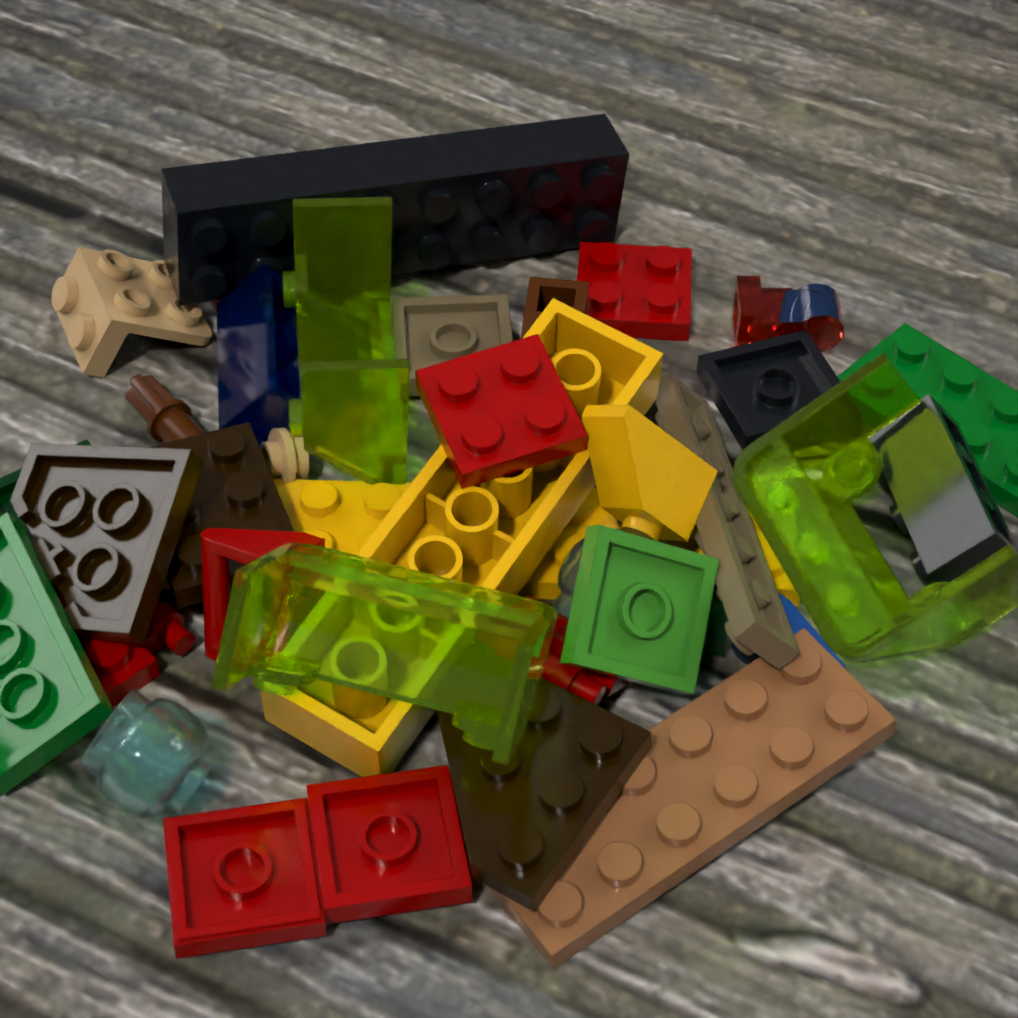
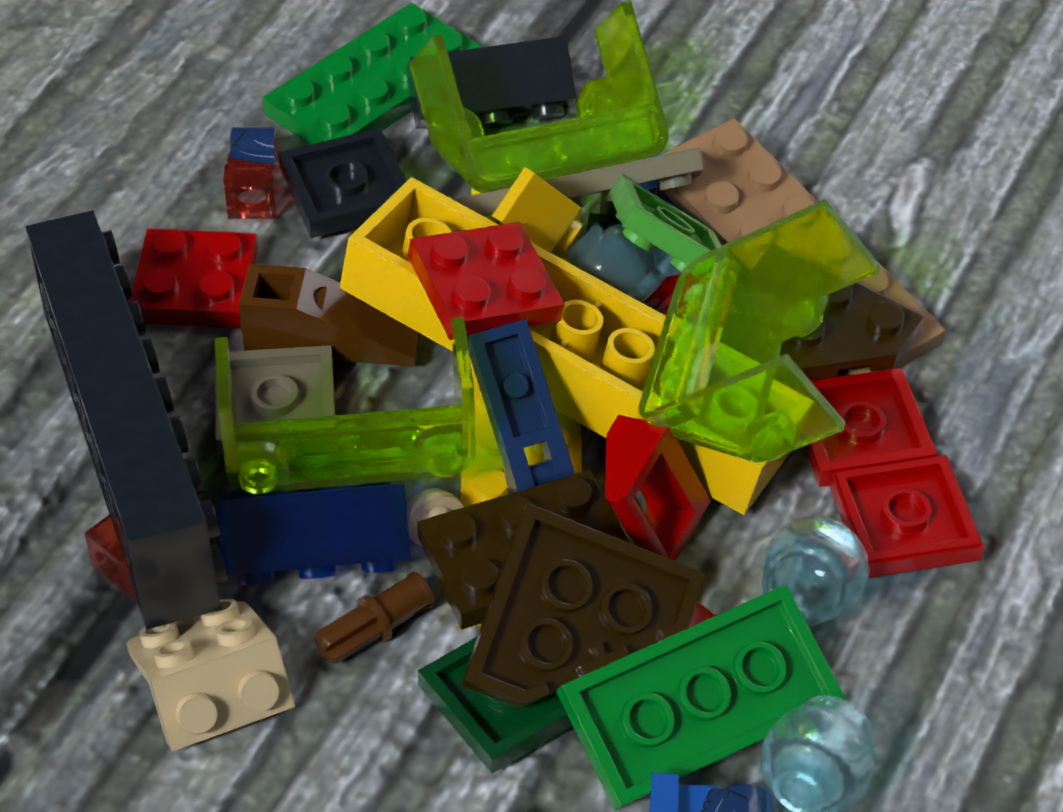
camera: 90 degrees left, 0 degrees up
(361, 468) = (519, 404): none -> dark blue plate

